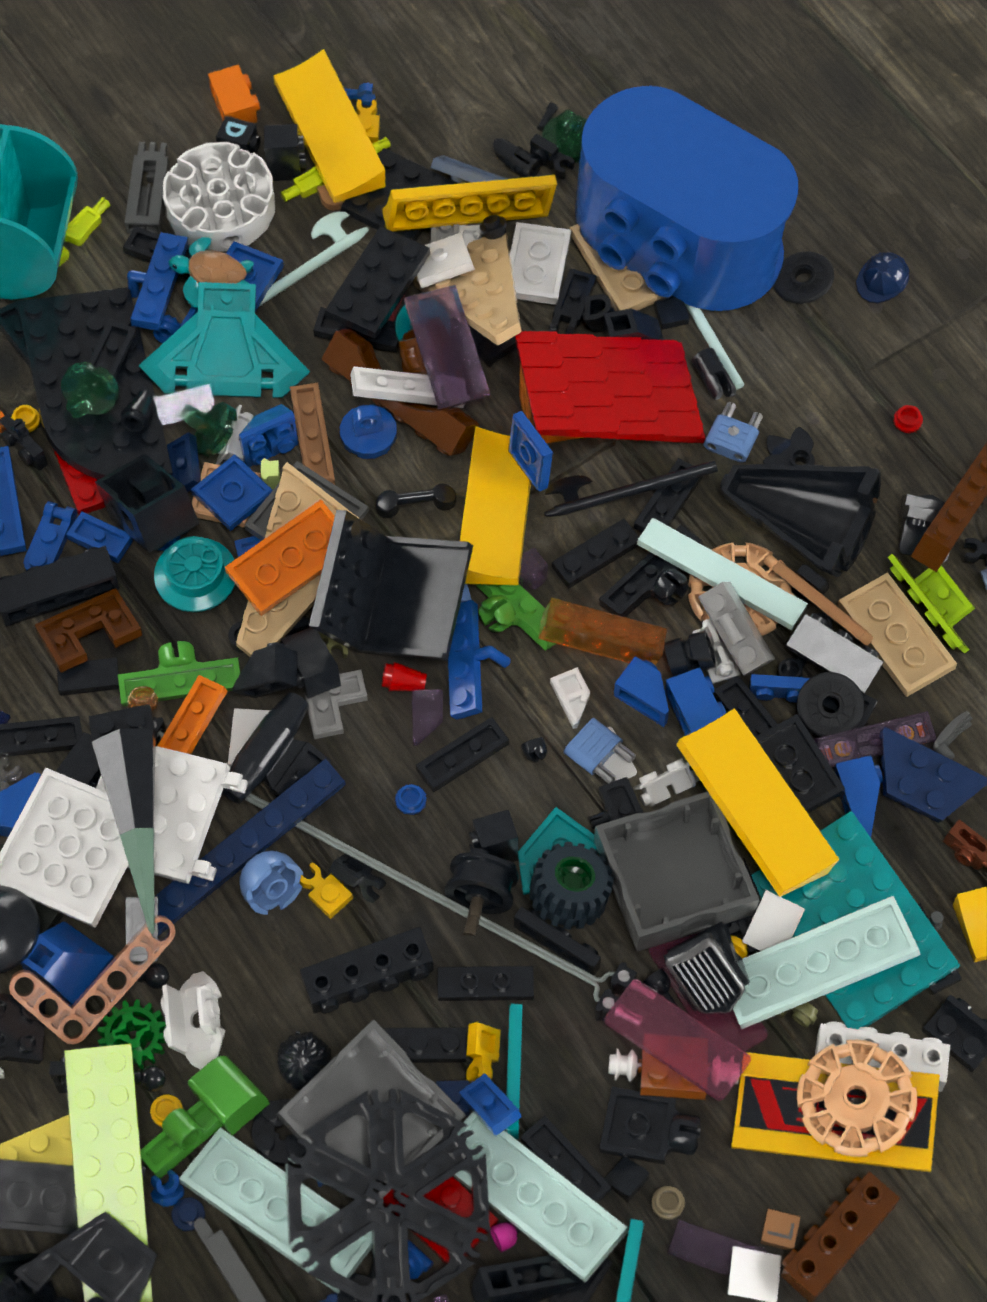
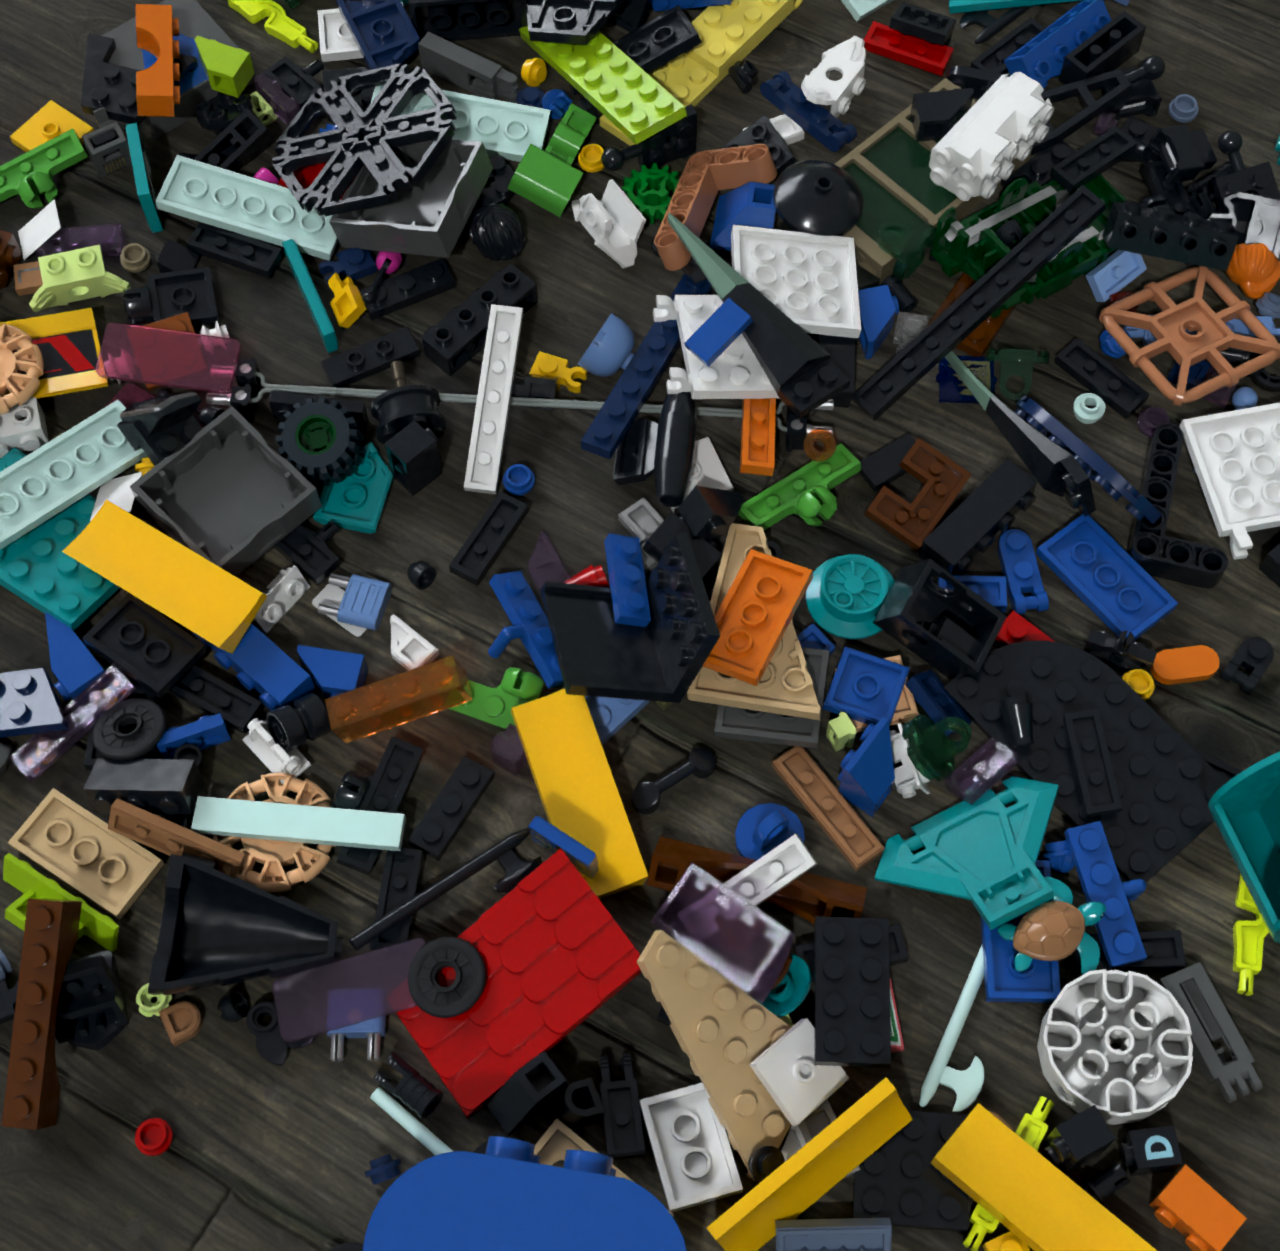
camera: 155 degrees right, 0 degrees up
(89, 390) = (1076, 689): clear green tile -> none
(167, 1244) = (534, 72): none -> yellow plate
(176, 796) = (718, 332): none -> blue tile
(369, 653) = (627, 580): none -> blue plate
(396, 865) = (493, 399): none -> white plate
(429, 1069) = (385, 267): none -> hinge
(490, 1104) = (314, 246): blue plate -> none
(656, 425) = (465, 990): none -> black wheel
(726, 441) = (345, 992): none -> clear purple piece
(735, 1187) = (74, 277): none -> yellowish green piece
(736, 628) = (256, 763): light grey piece -> none
(753, 332) = (383, 1169): none -> dark blue plate
(885, 506) = (148, 1008): none -> yellowish green plate

